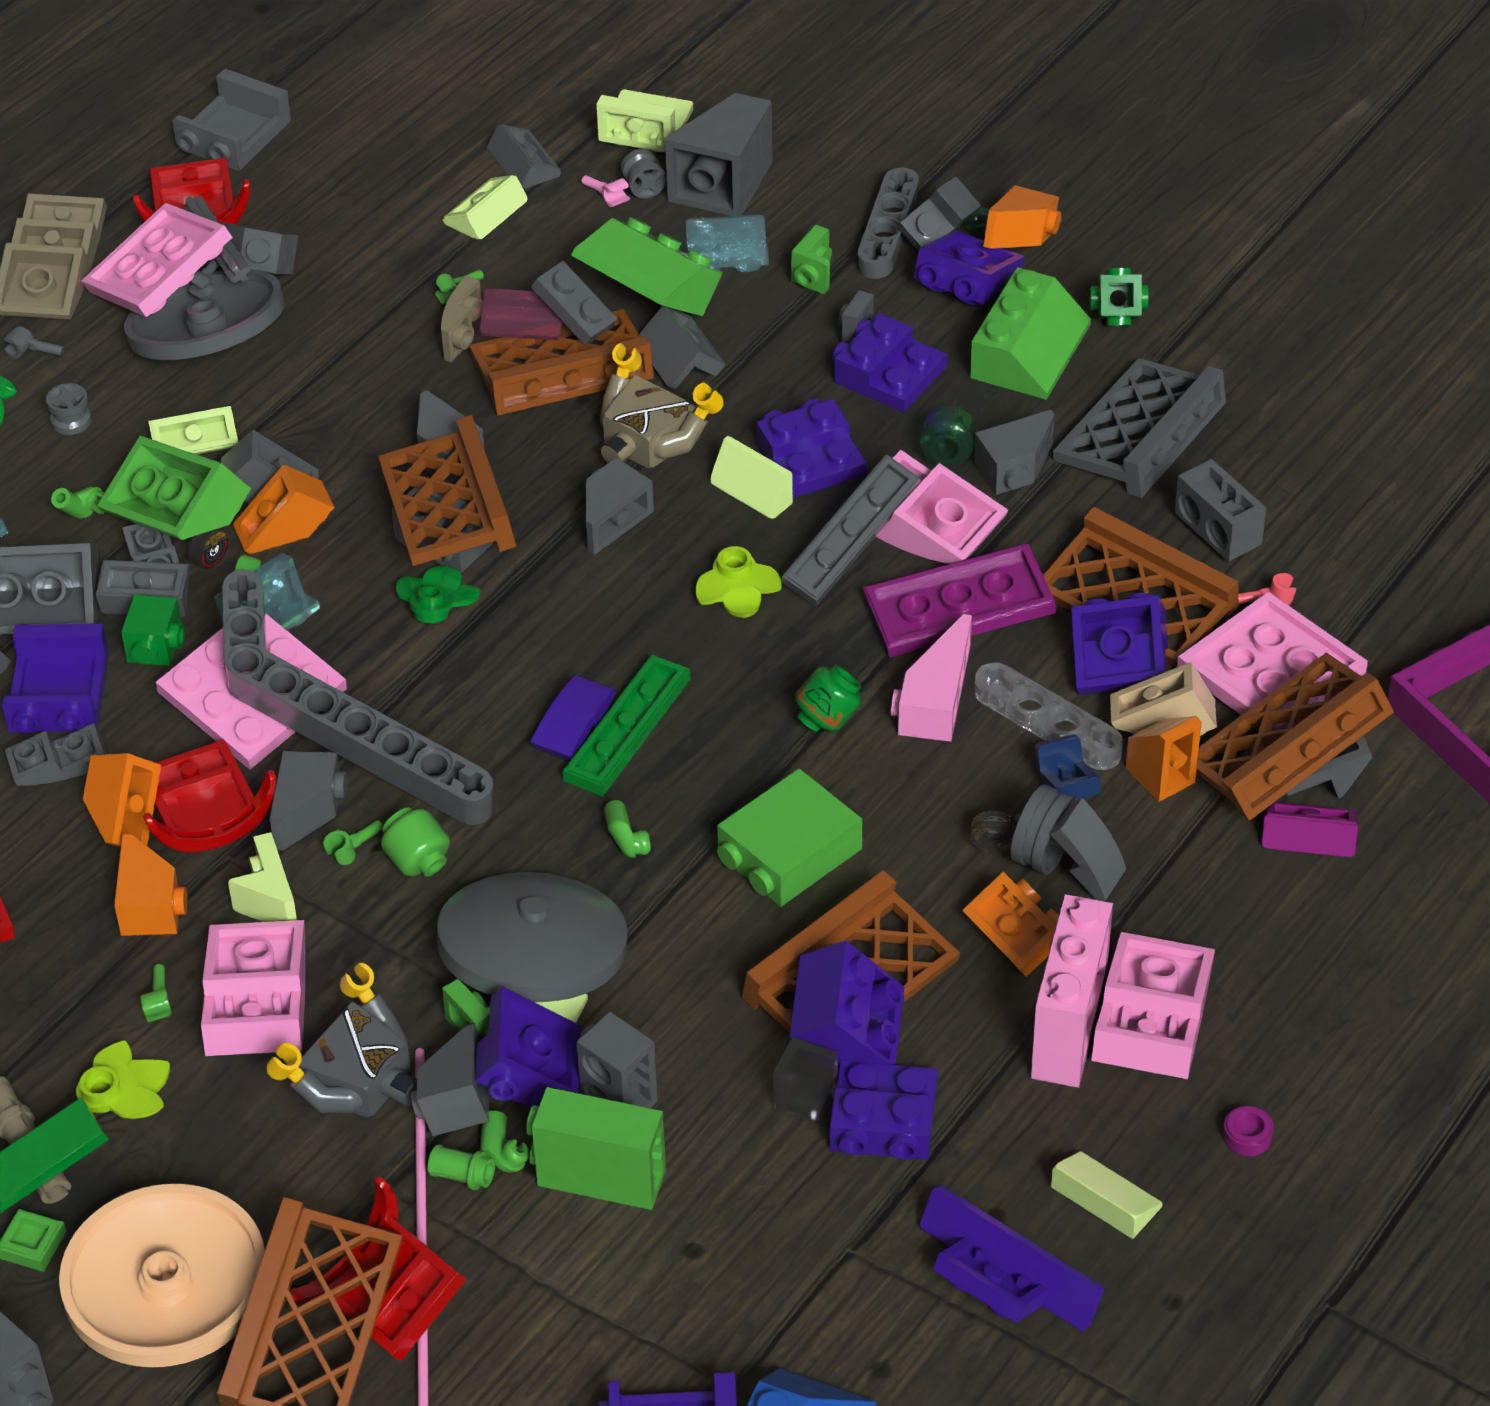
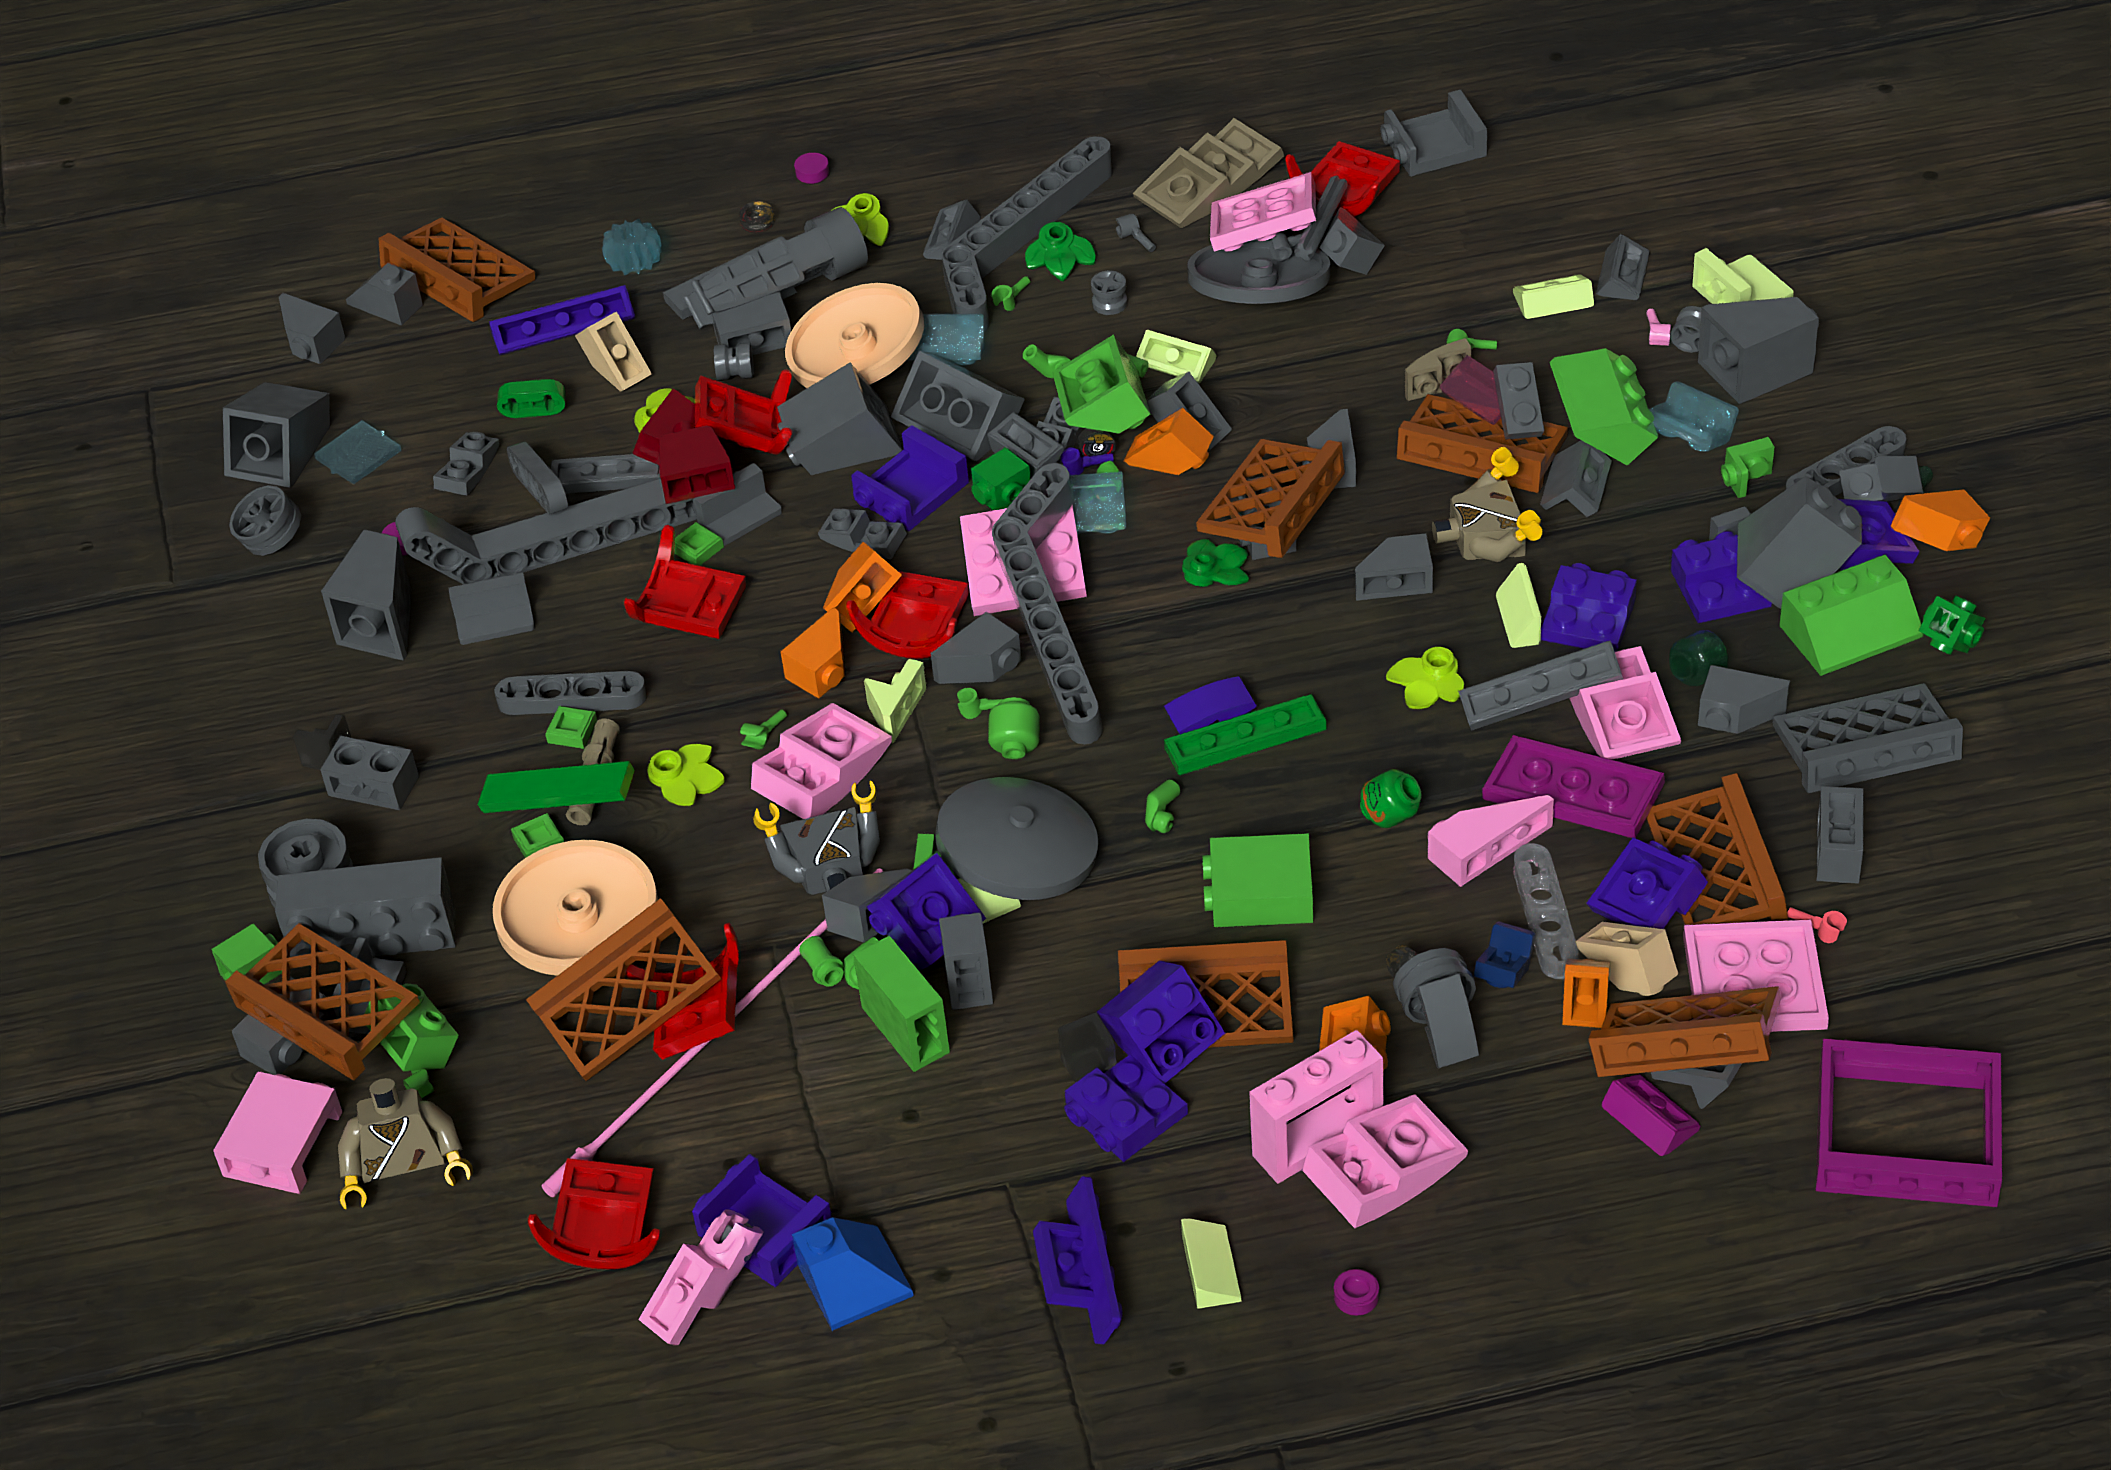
camera: 45 degrees right, 0 degrees up
(203, 573) = (1075, 463): none -> dark purple hand
(944, 291) = (1796, 540): none -> dark grey slope

